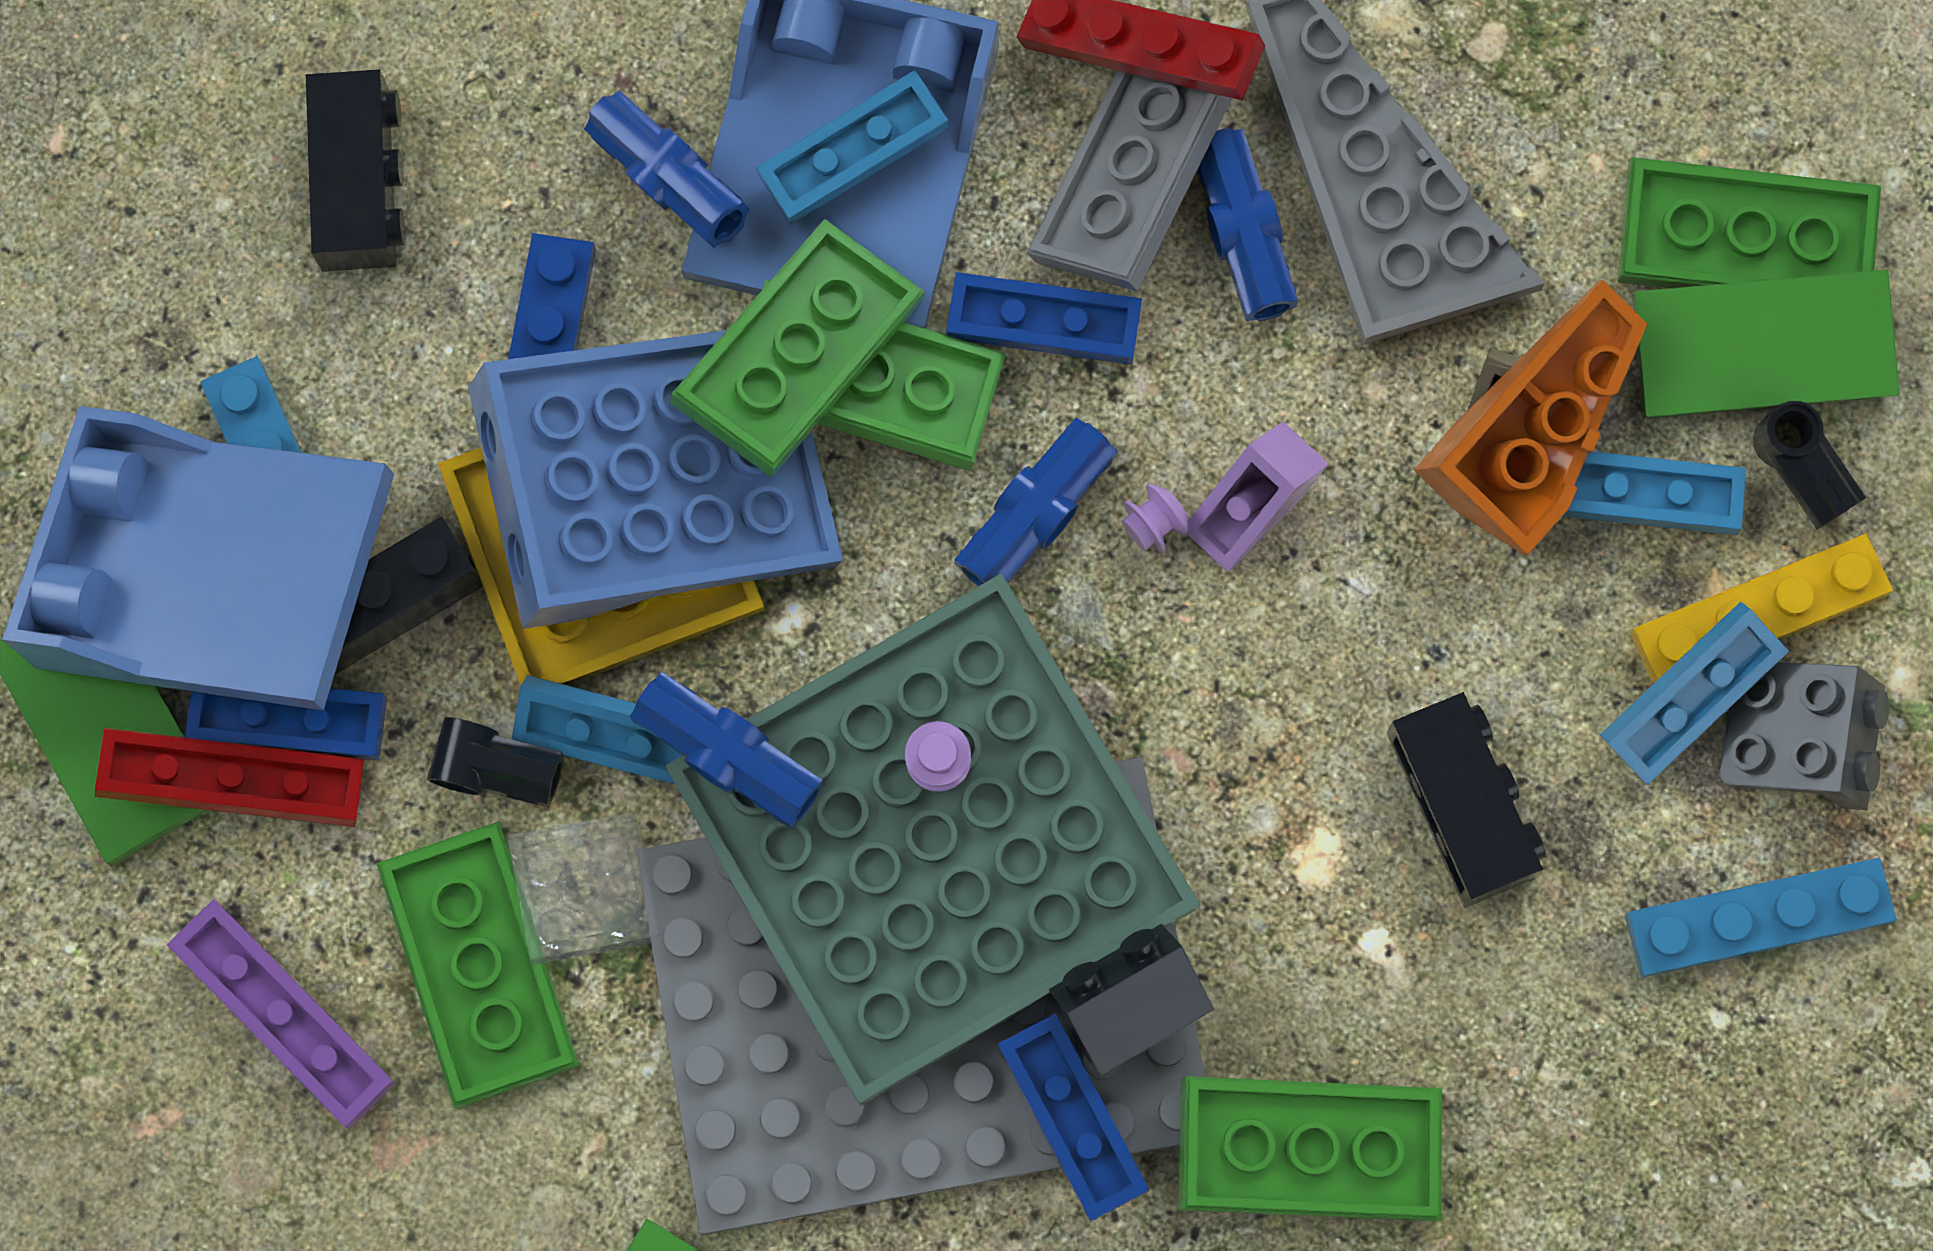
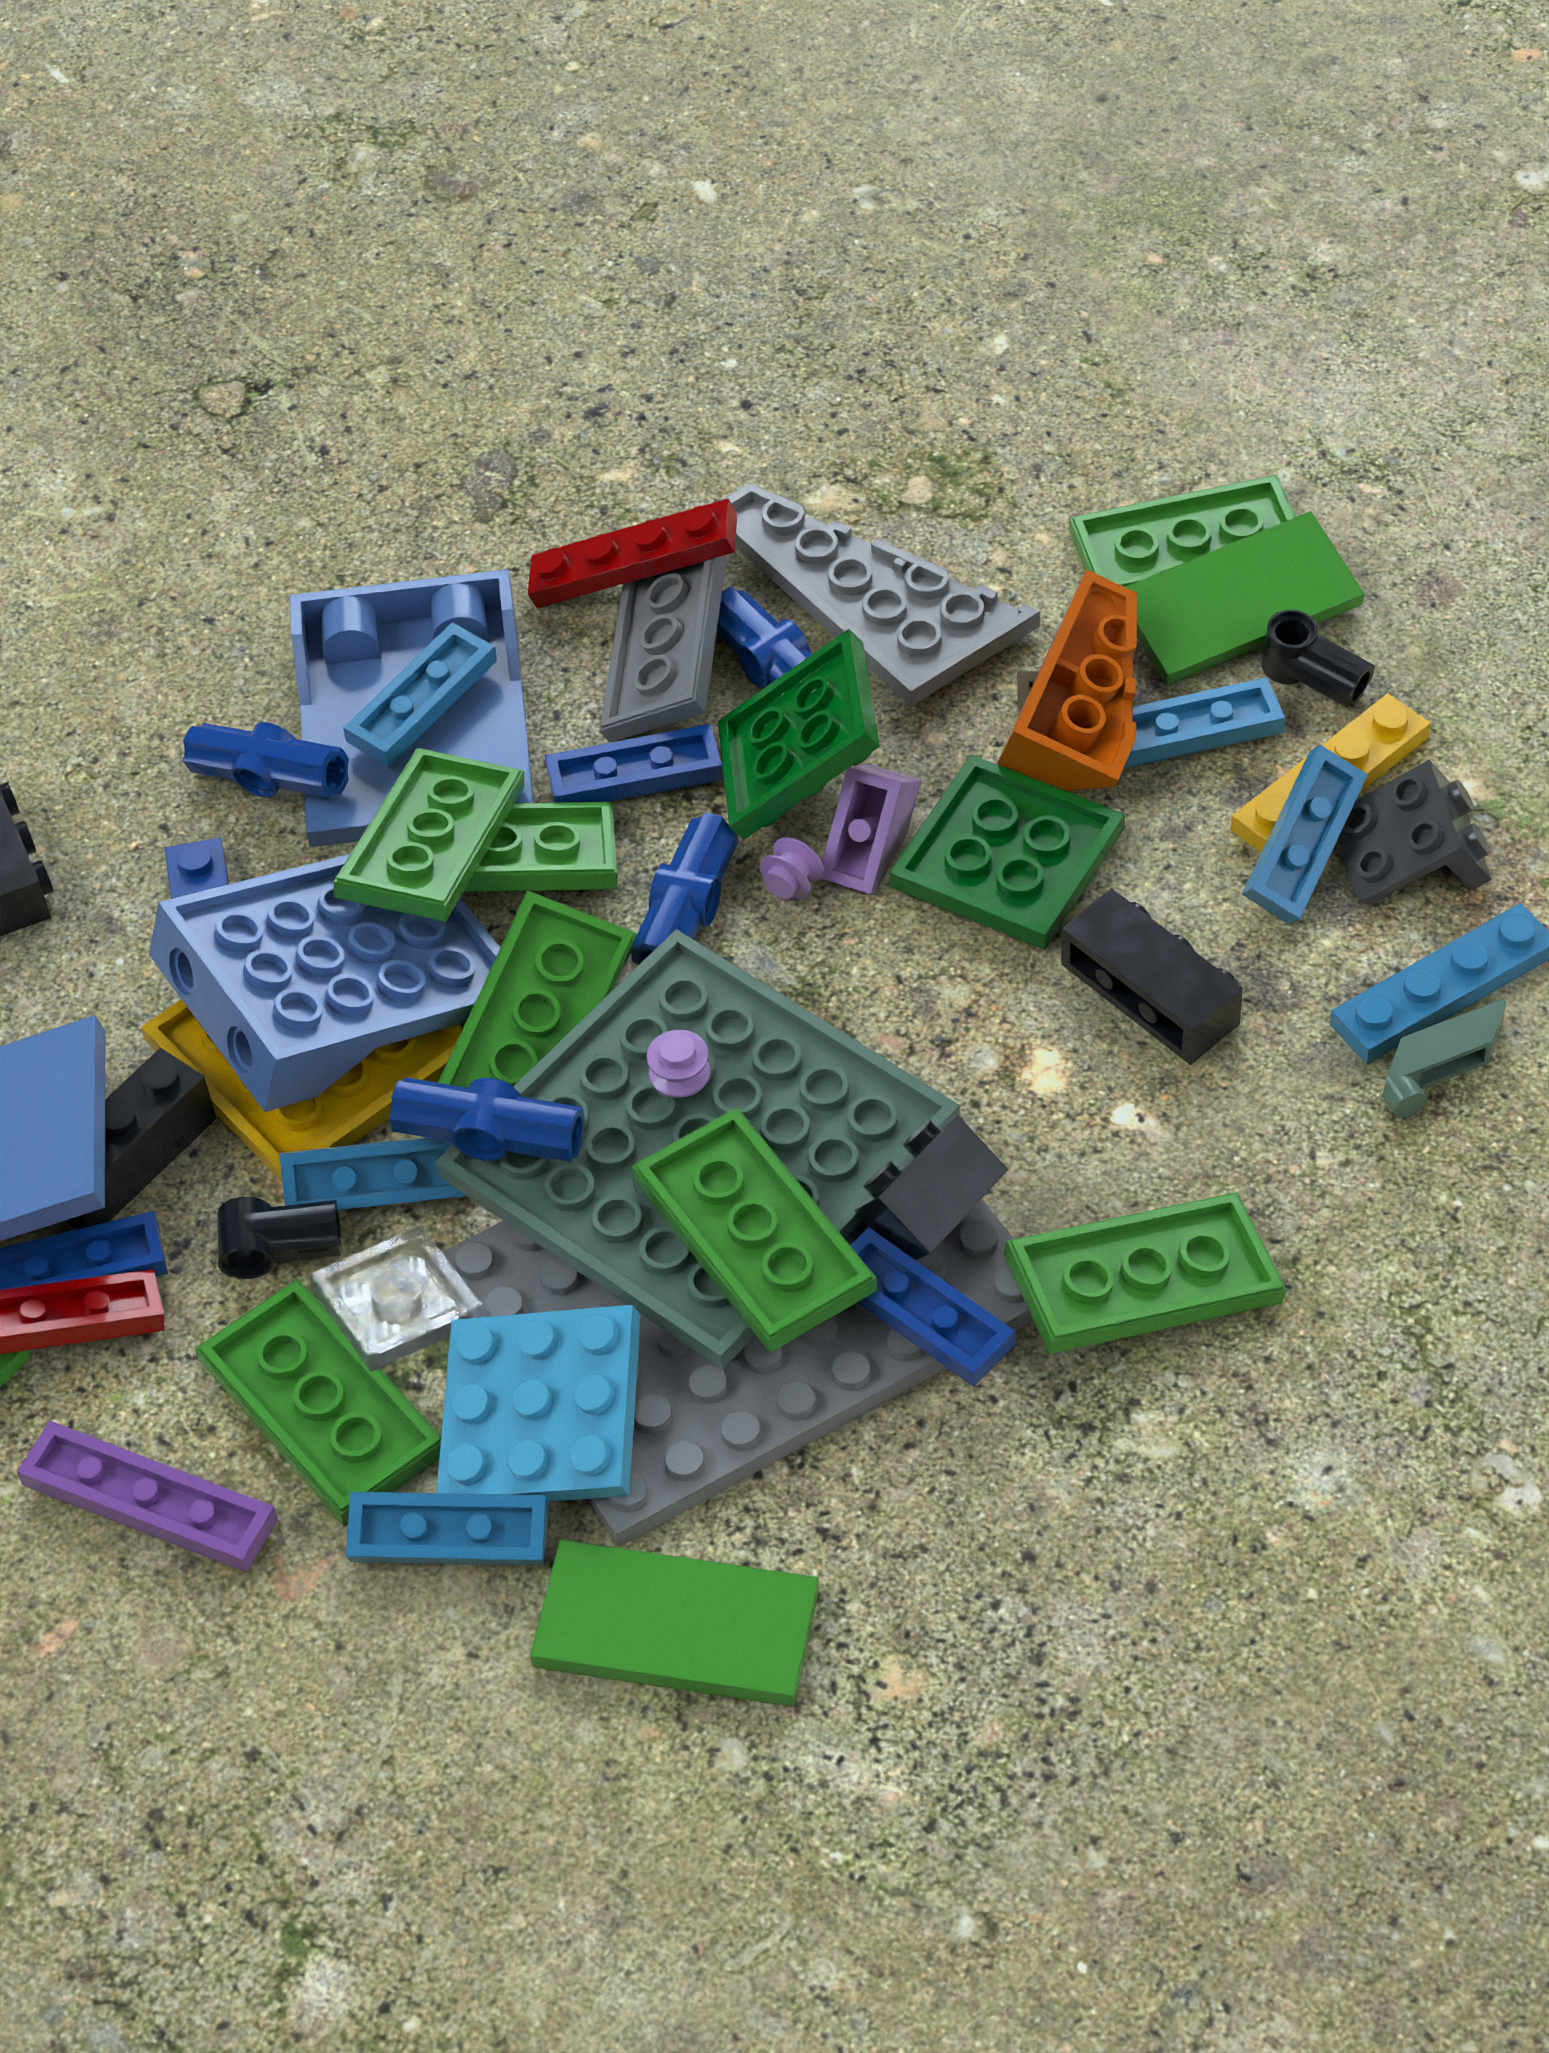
camera: 20 degrees left, 25 degrees down
(546, 1166) = (447, 1528): none -> dark azure plate
(673, 1076) = (541, 1404): none -> medium azure plate
(832, 597) = (538, 989): none -> bright green tile
(942, 975) = (754, 1229): none -> bright green tile
(1217, 371) = (797, 734): none -> green plate
(1385, 580) = (1007, 851): none -> green plate
(1713, 1005) = (1441, 1054): none -> sand green piece

